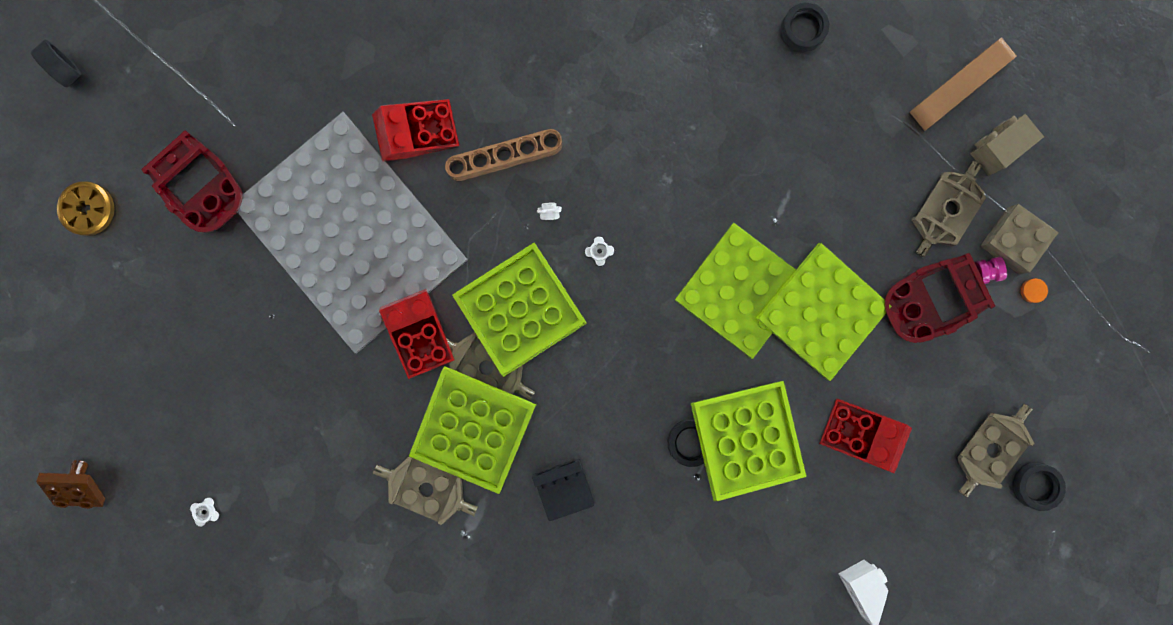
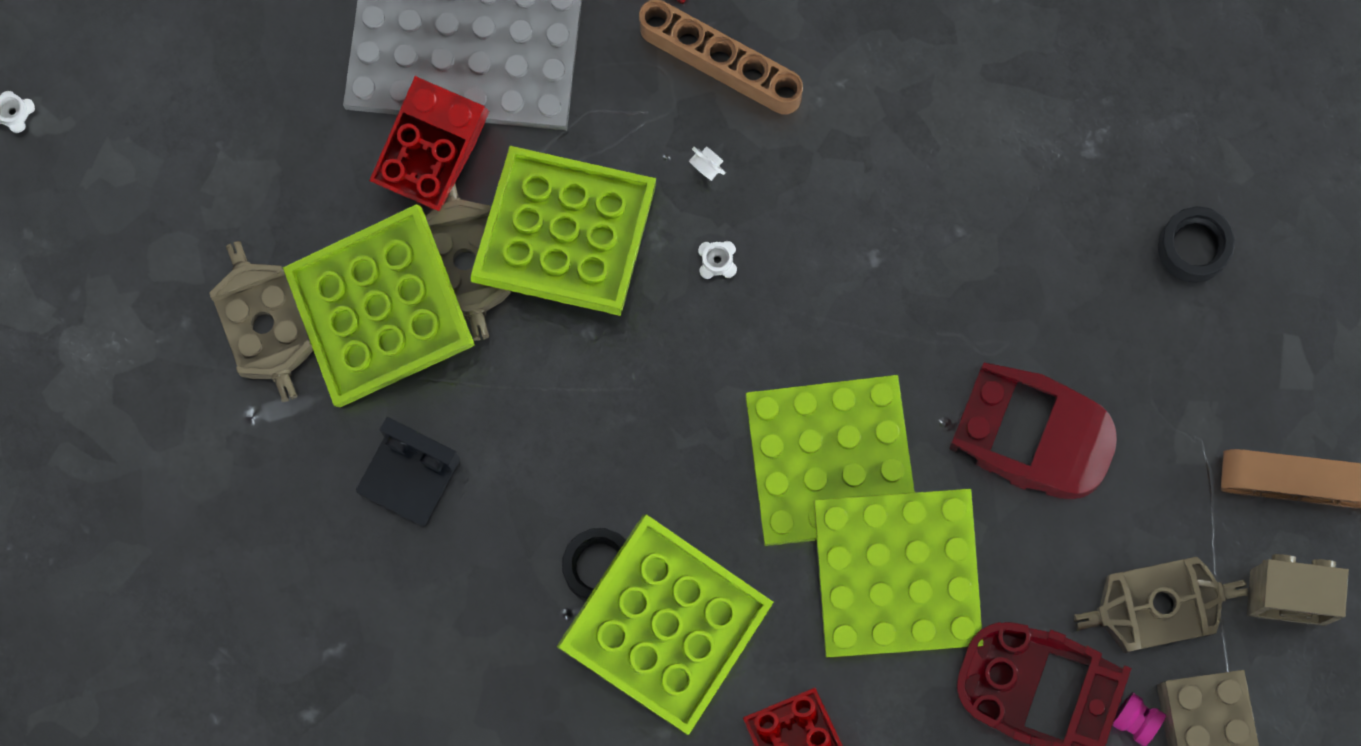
camera: 50 degrees right, 10 degrees down
(843, 178) = (1073, 446): none -> dark red slope

